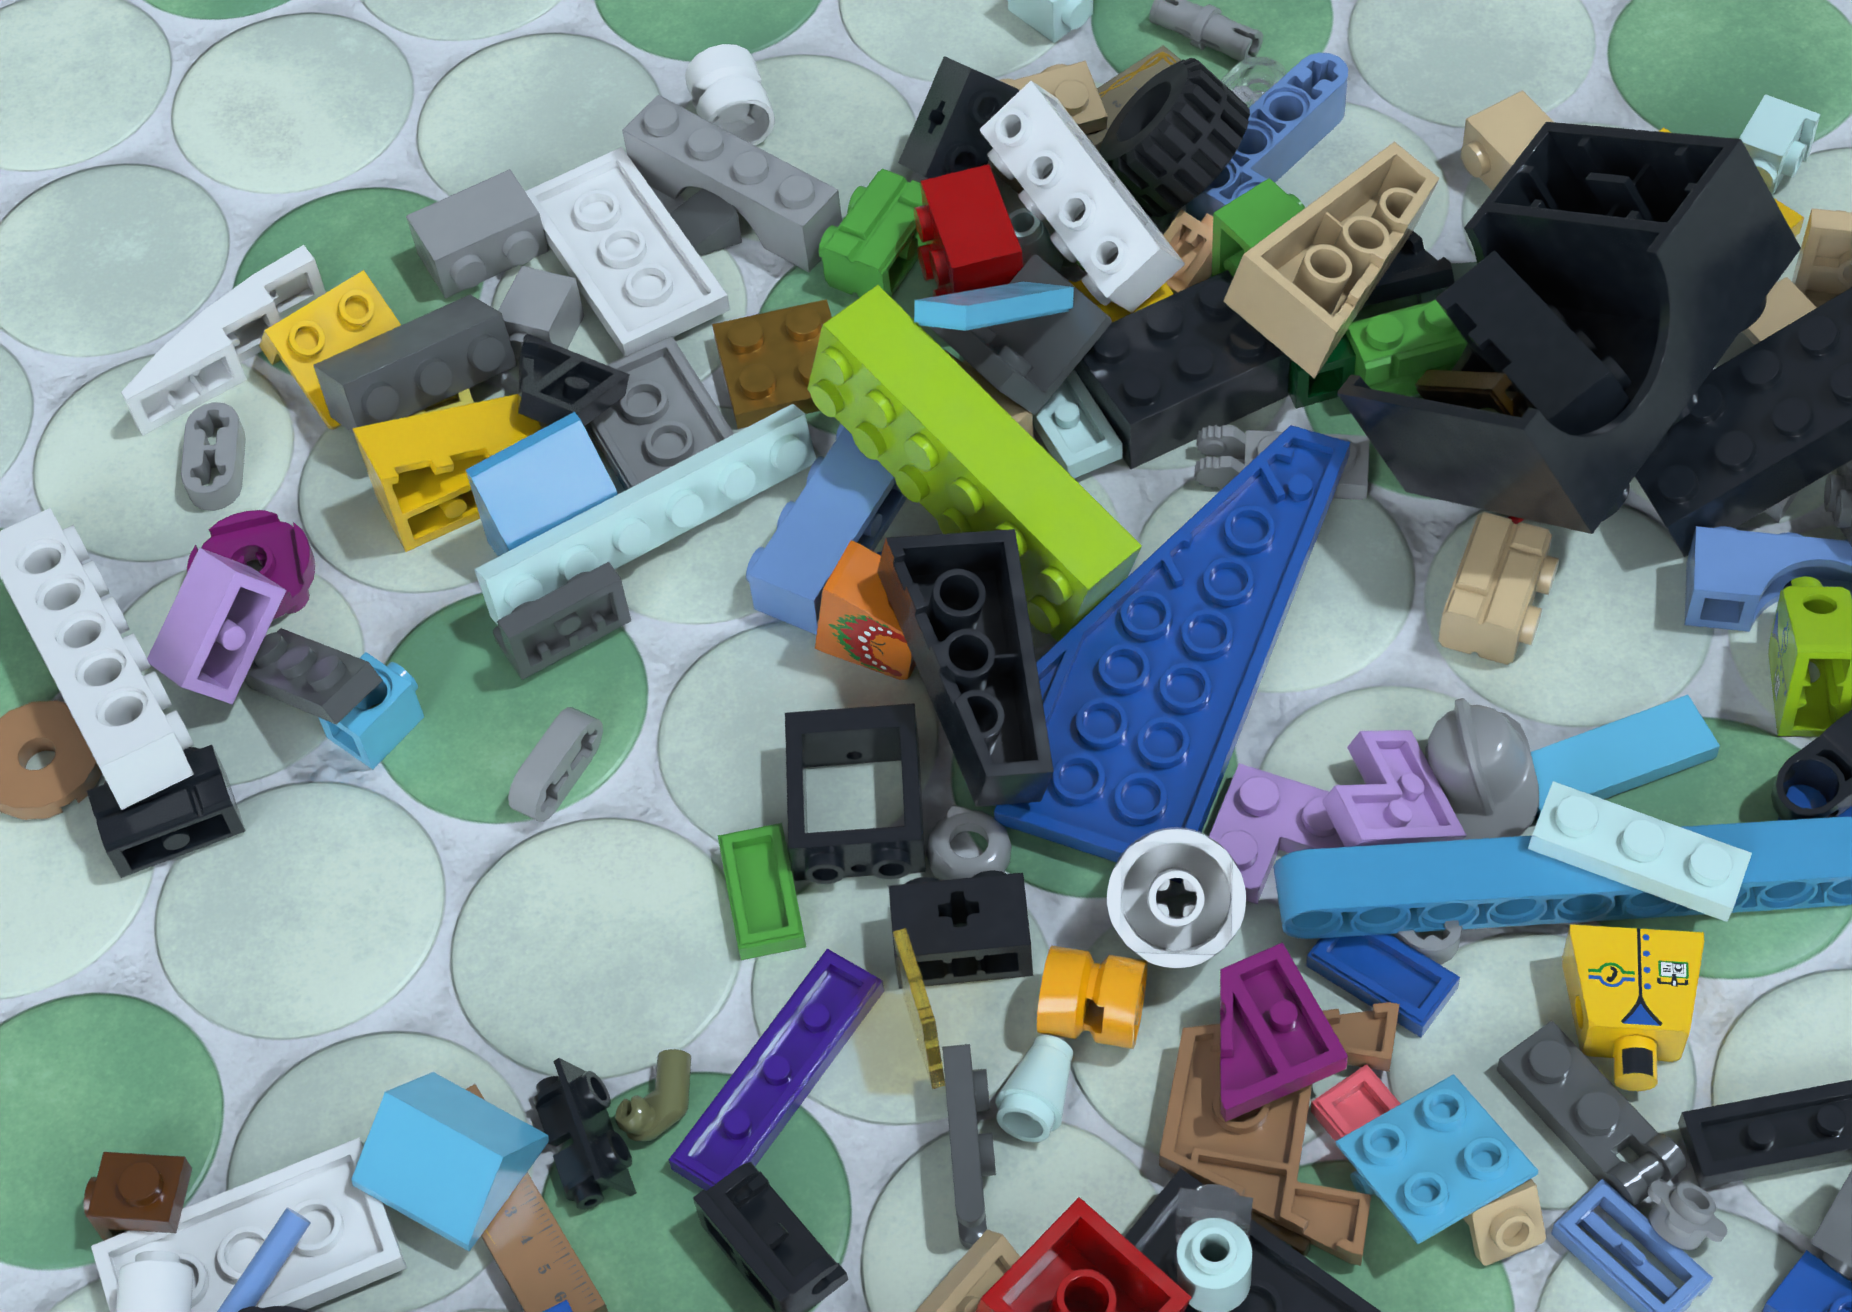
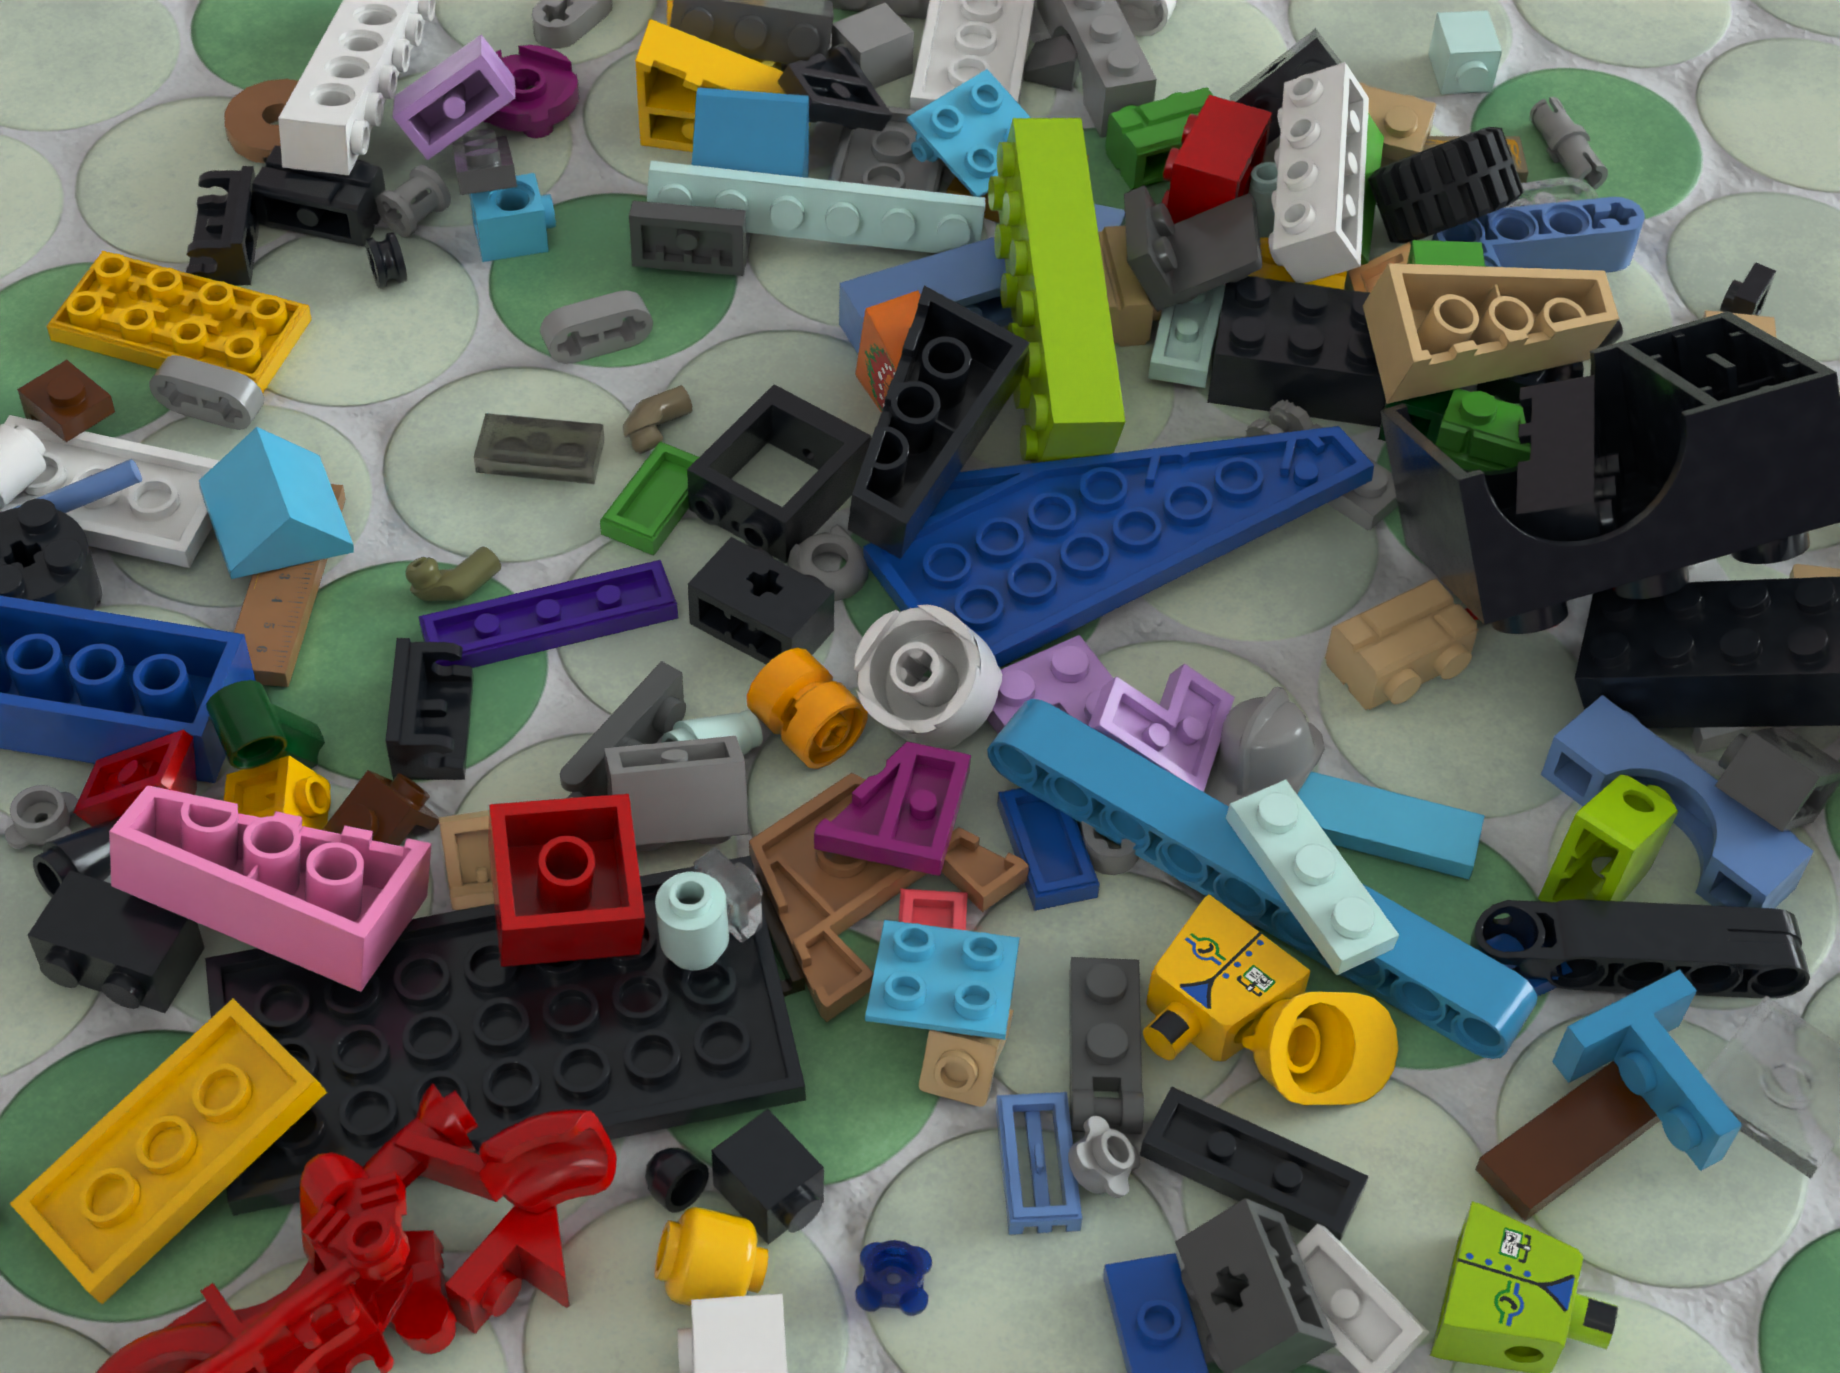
camera: 30 degrees right, 5 degrees down
(101, 909) = (225, 228): none -> black hinge
(147, 1033) = (159, 312): none -> yellow tile
(255, 1084) = (207, 392): none -> light grey beam
(260, 754) = (410, 214): none -> light grey bush
(294, 832) = (386, 260): none -> black bush
(575, 1108) = (382, 557): black hinge -> none
(618, 919) = (539, 448): none -> clear smoke plate
(682, 818) = (654, 411): none -> dark tan arm
(729, 344) = (966, 129): none -> medium azure hinge
(919, 1008) = (673, 618): clear yellow piece -> none
(993, 305) = (1167, 193): medium azure tile -> none
(1064, 1149) = (681, 790): none -> light grey brick
(1471, 390) = (1494, 470): dark brown tile -> none
(1476, 83) = (1750, 295): none -> black plate
(1757, 991) = (1325, 1047): none -> yellow piece

